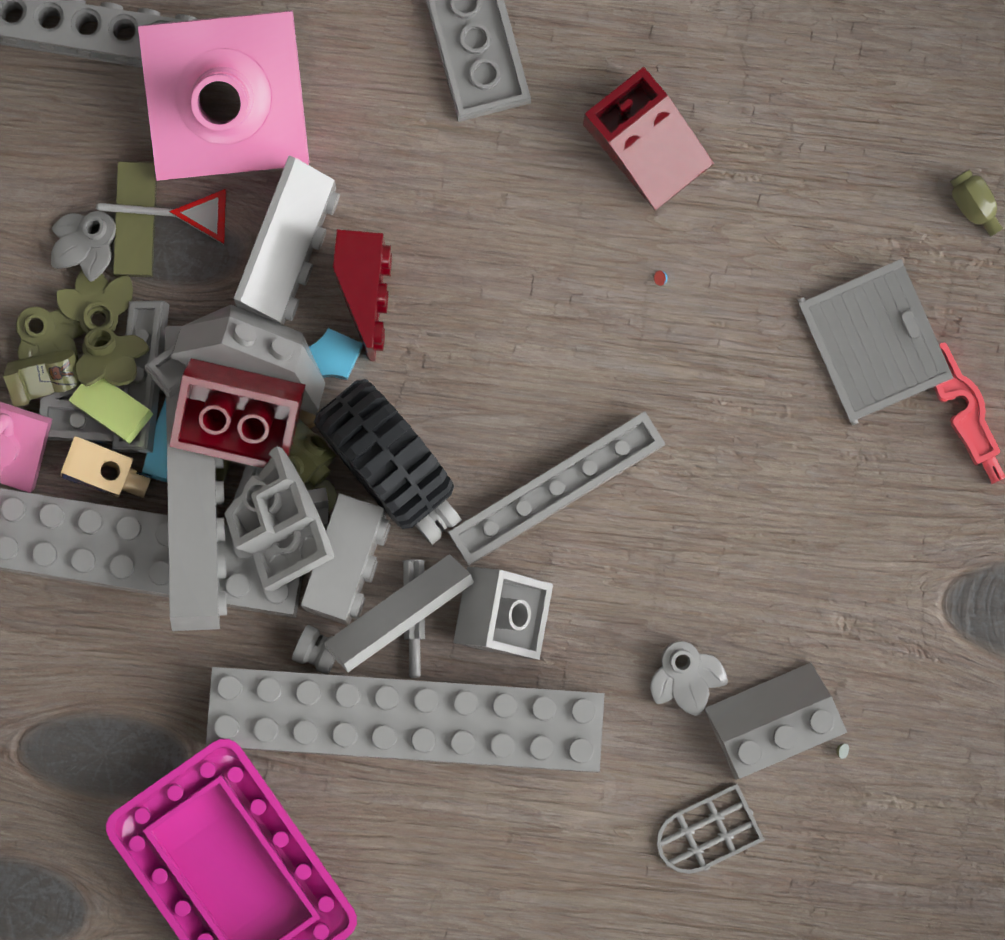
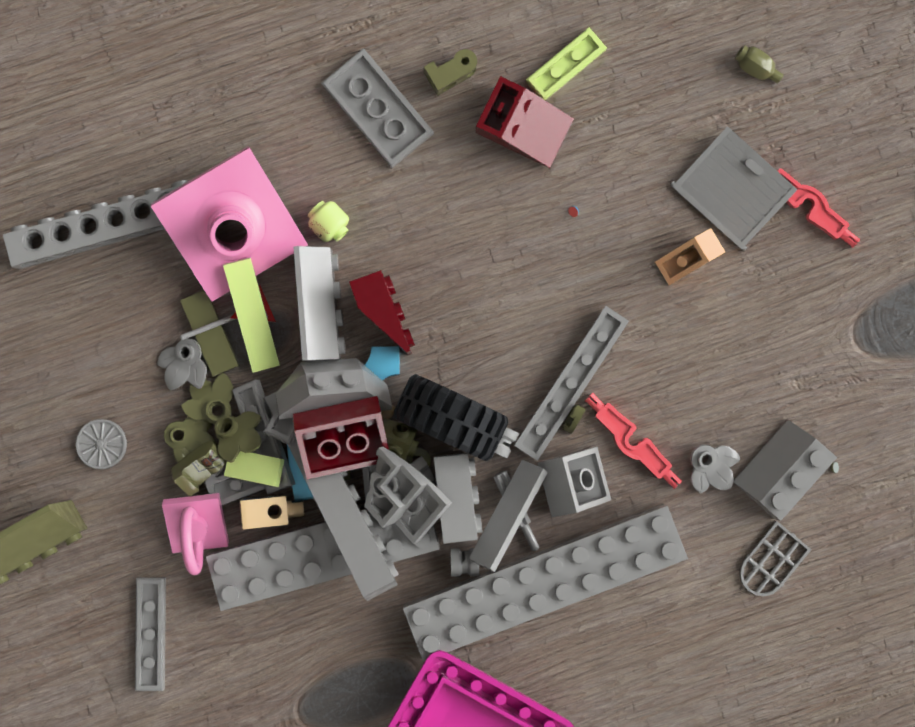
camera: 20 degrees left, 5 degrees up
(197, 219) = (251, 314): none -> yellowish green tile
(348, 149) = (328, 221): none -> yellowish green head
(543, 530) = (573, 418): none -> olive tile
(588, 37) = (451, 72): none -> olive leg
(610, 616) = (643, 451): none -> coral piece
(735, 93) = (566, 64): none -> yellowish green tile
(780, 399) = (690, 256): none -> light nougat slope

